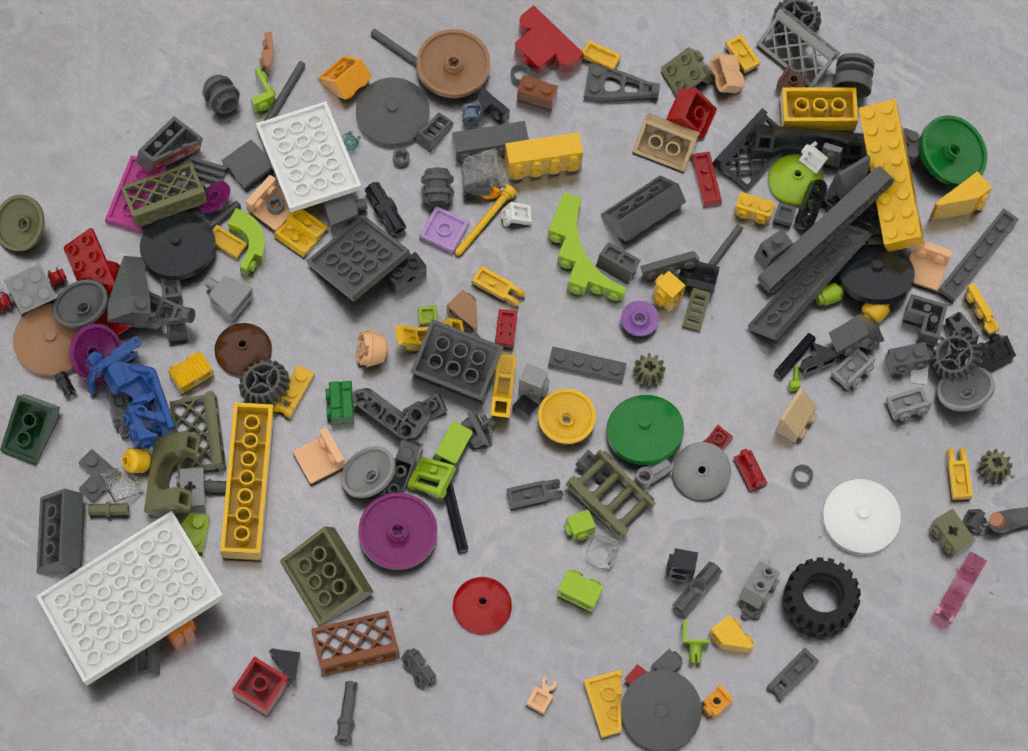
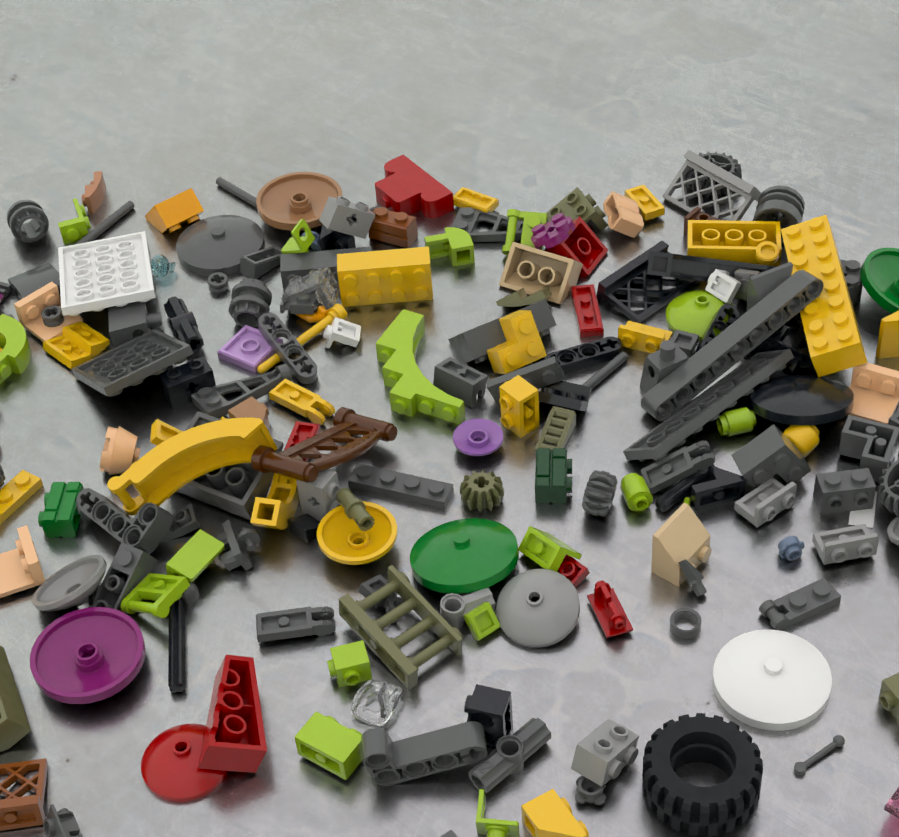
camera: 15 degrees right, 25 degrees down
(431, 295) = (210, 399): none -> dark grey plate
(443, 363) = (187, 458): none -> yellow windscreen
(465, 121) = (296, 243): none -> lime bracket
(479, 232) = (285, 349): none -> dark grey beam
(503, 93) = (347, 217): none -> light grey brick
(512, 575) = (234, 723): none -> red wedge
(542, 313) = (345, 423): none -> reddish brown piece
(564, 399) = (355, 509): none -> olive pin
(592, 109) = (453, 243): none -> lime brick
(644, 593) = (421, 754): none -> dark grey beam
(655, 98) = (530, 220): none -> lime plate
(658, 176) = (520, 298): none -> olive slope
(661, 230) = (521, 346): none -> yellow brick
(664, 484) = (481, 621): none -> lime tile
(666, 103) = (552, 232): none -> magenta plate
(698, 352) = (551, 476): none -> dark green brick
(703, 421) = (545, 549): none -> lime panel
(706, 234) = (604, 350): none -> black beam
(736, 370) = (599, 493): none -> dark grey gear
(760, 364) = (636, 492): none -> lime brick
(788, 344) = (677, 466): none -> dark grey hinge
(806, 441) = (693, 577): none -> dark grey bar
(847, 125) = (767, 253): none -> yellow tile
(871, 409) = (790, 548): none -> sand blue plate
(879, 455) = (800, 604): none -> dark grey plate
(881, 582) = (801, 767): none -> dark grey hinge

